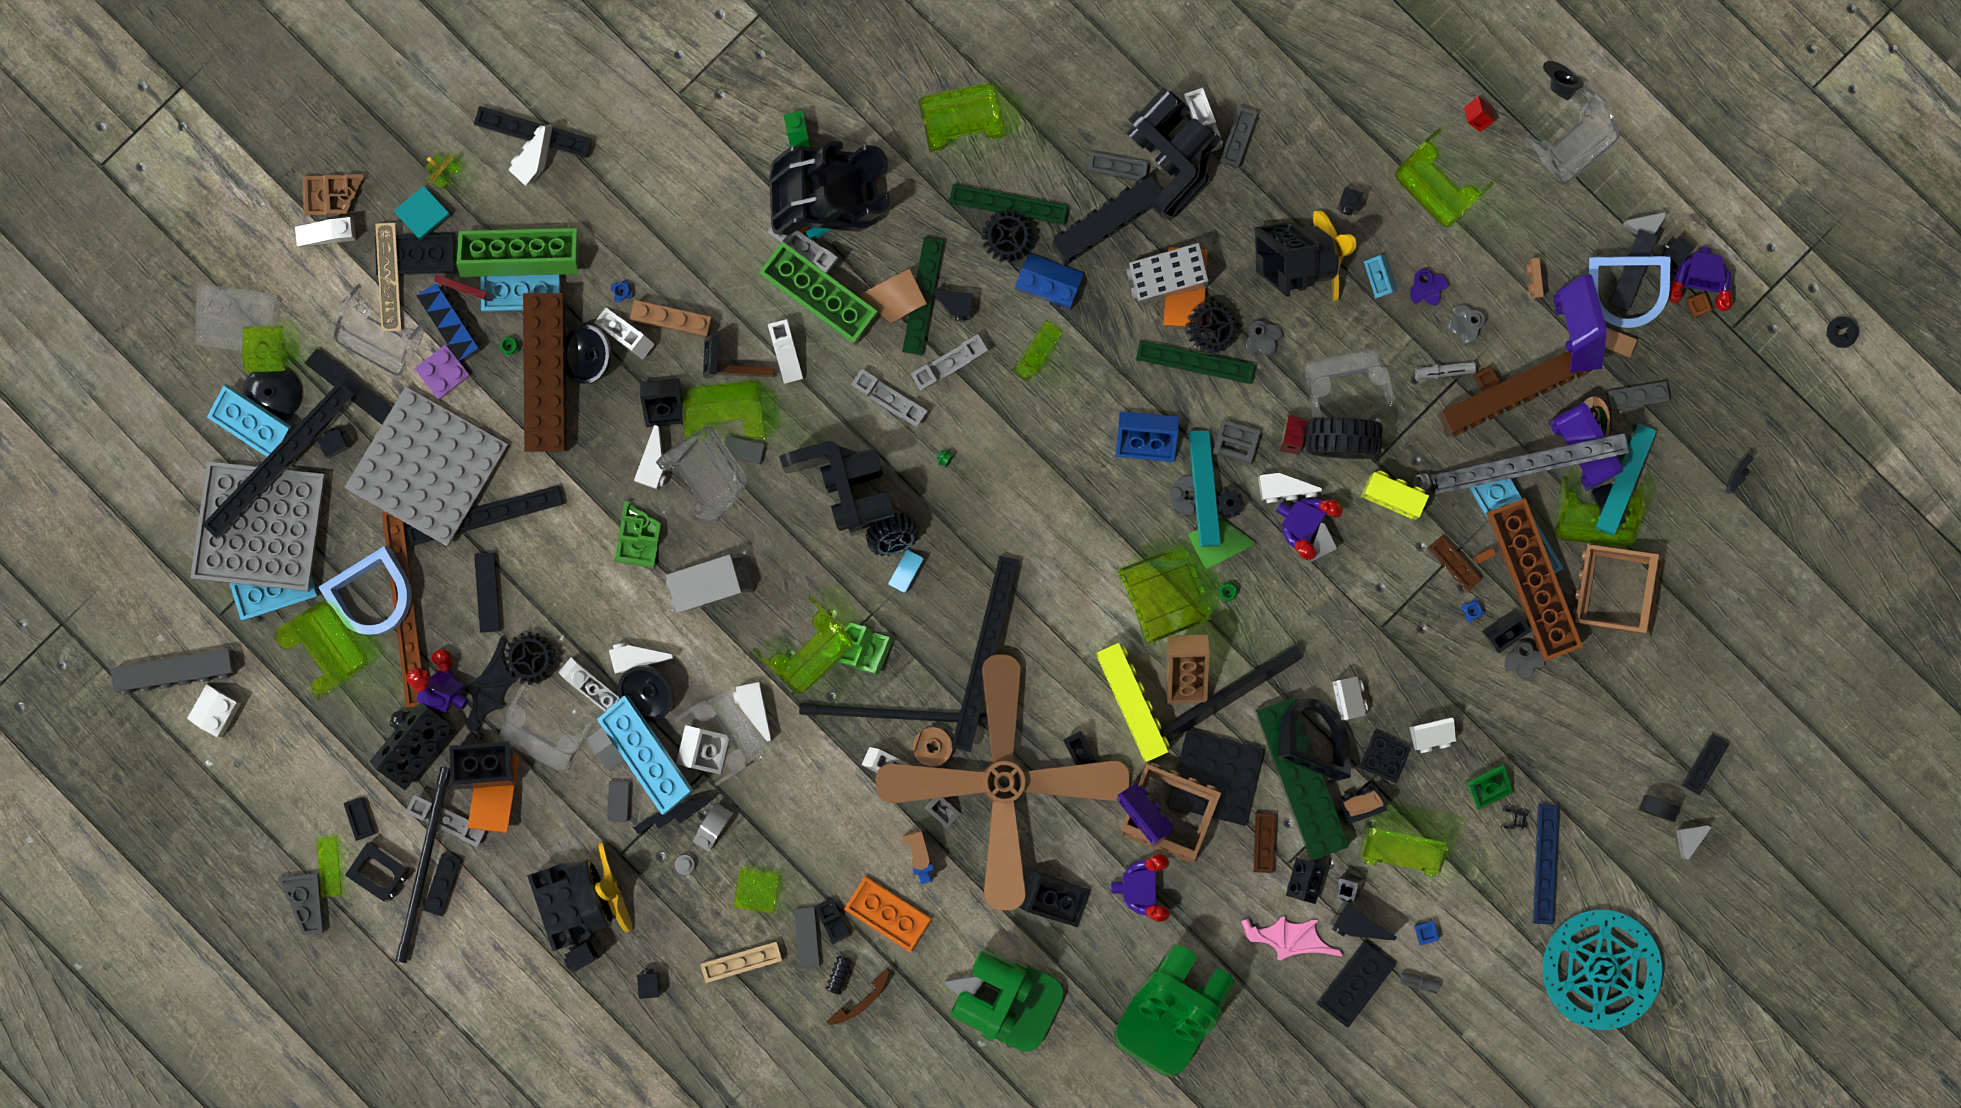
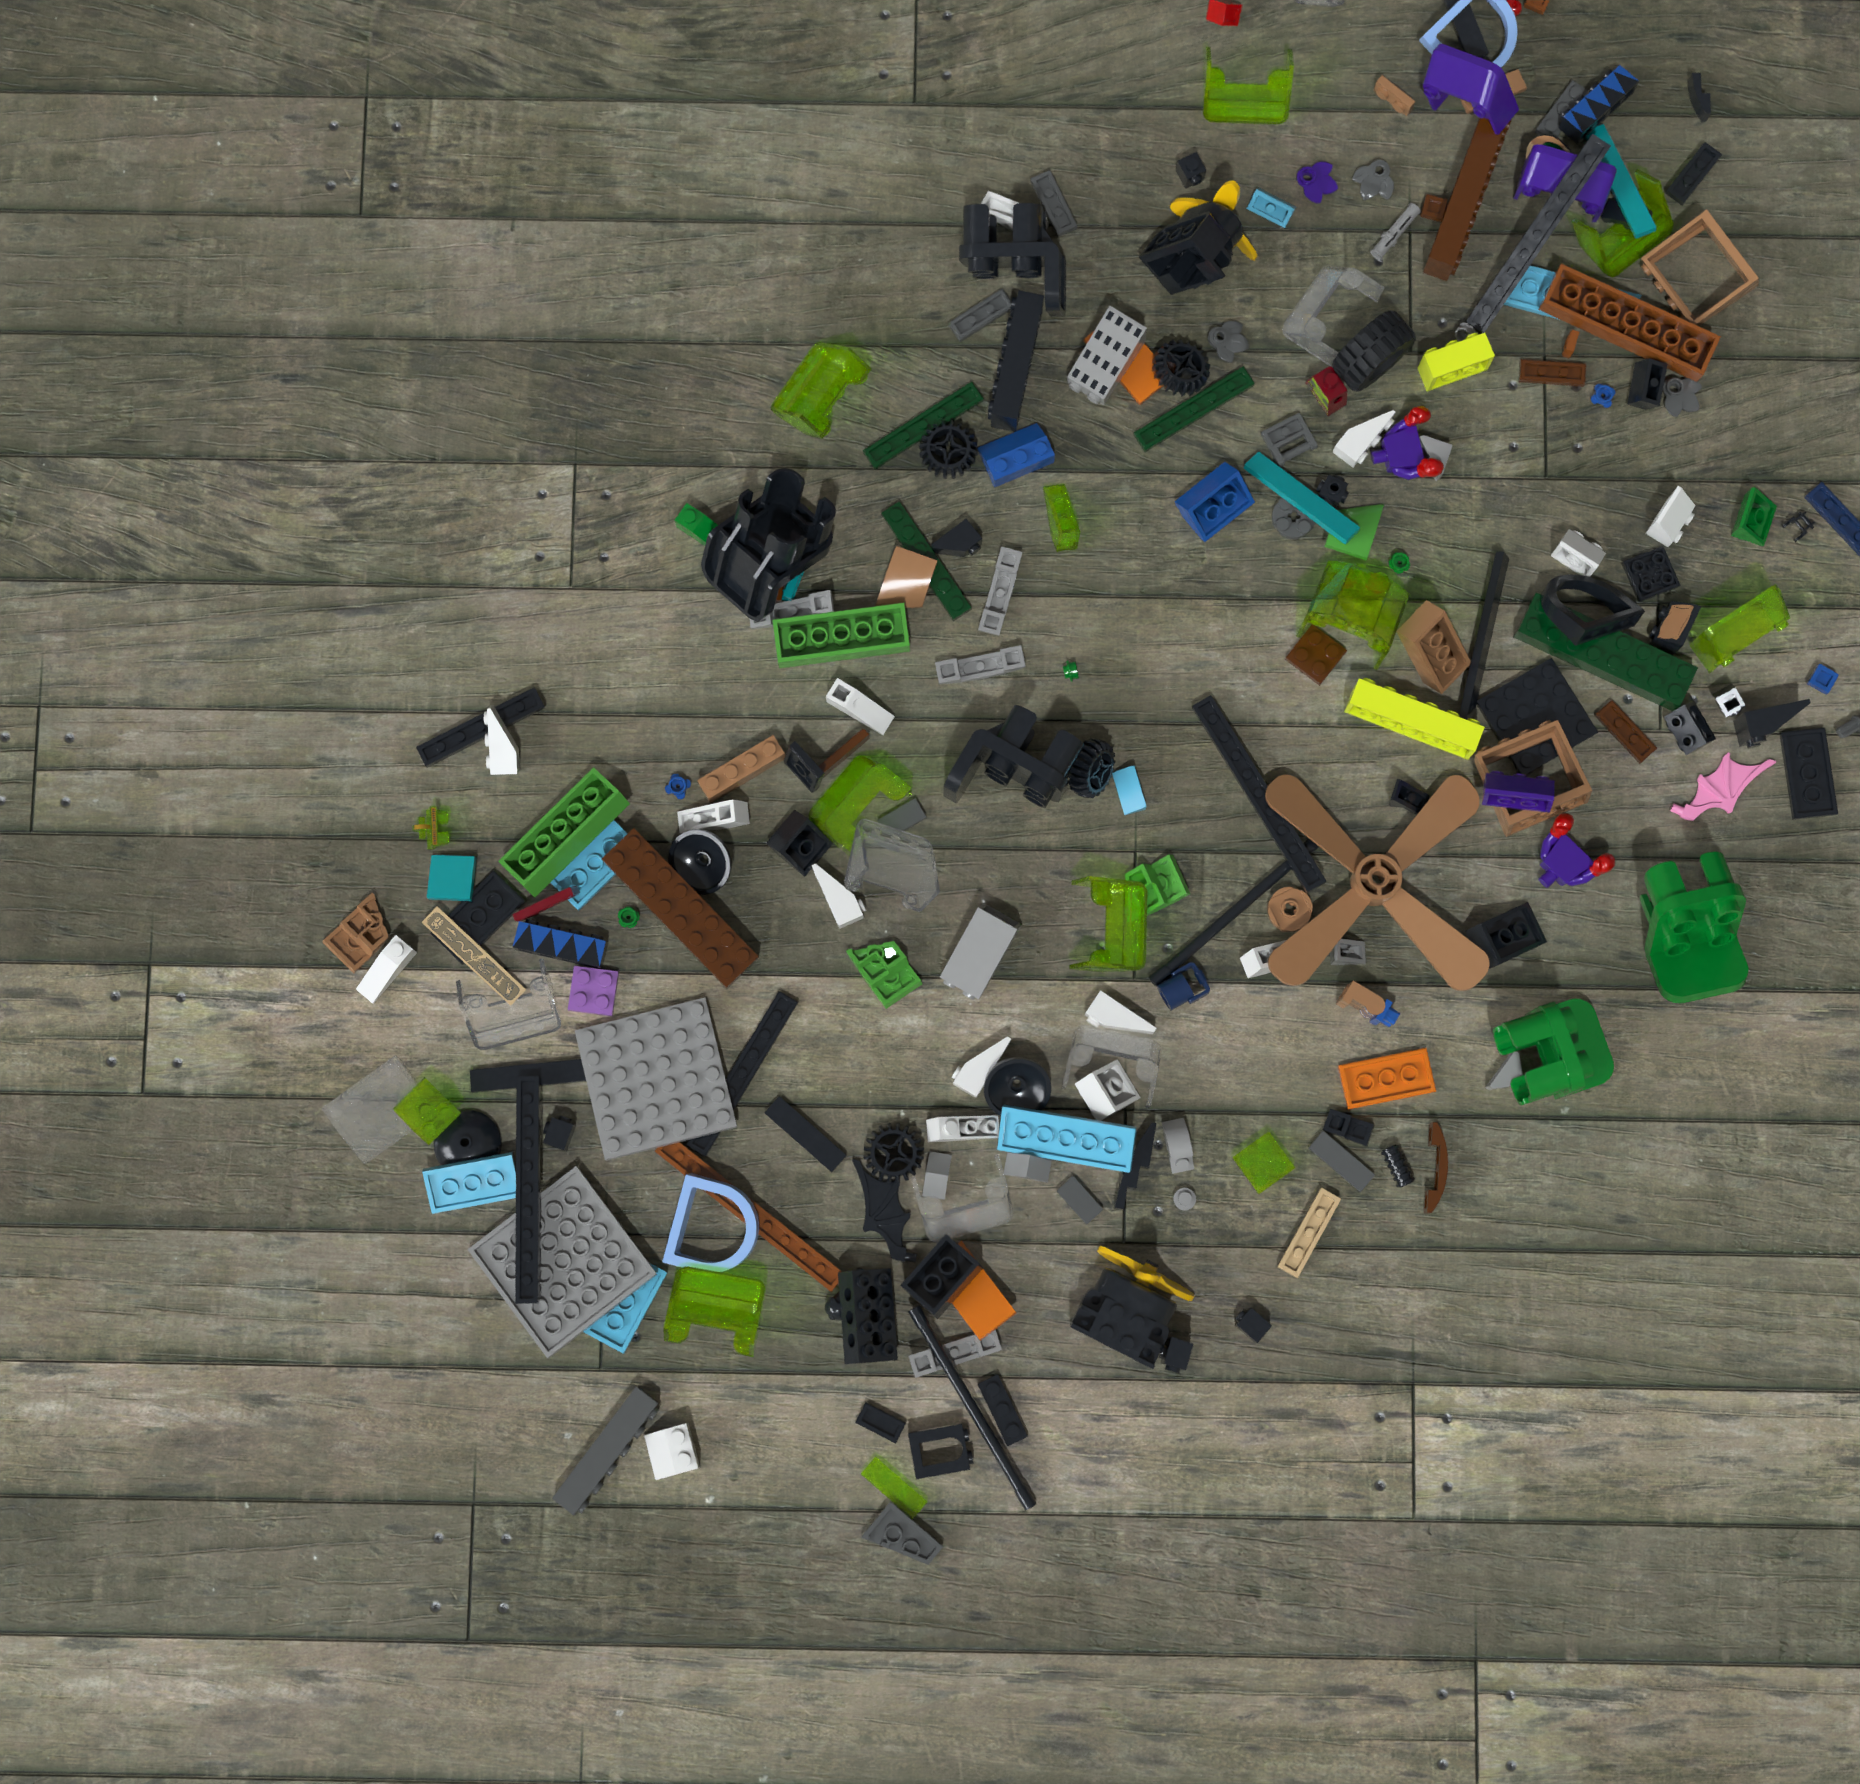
camera: 45 degrees left, 5 degrees down
(440, 689) = (844, 1247): dark purple torso -> none
(544, 698) = (937, 1175): none -> light grey slope
(808, 729) = (1177, 990): none -> dark blue piece
(1111, 601) = (1315, 654): none -> reddish brown plate
(1664, 414) = (1598, 104): none -> black brick
(1682, 521) = (1693, 173): none -> black plate

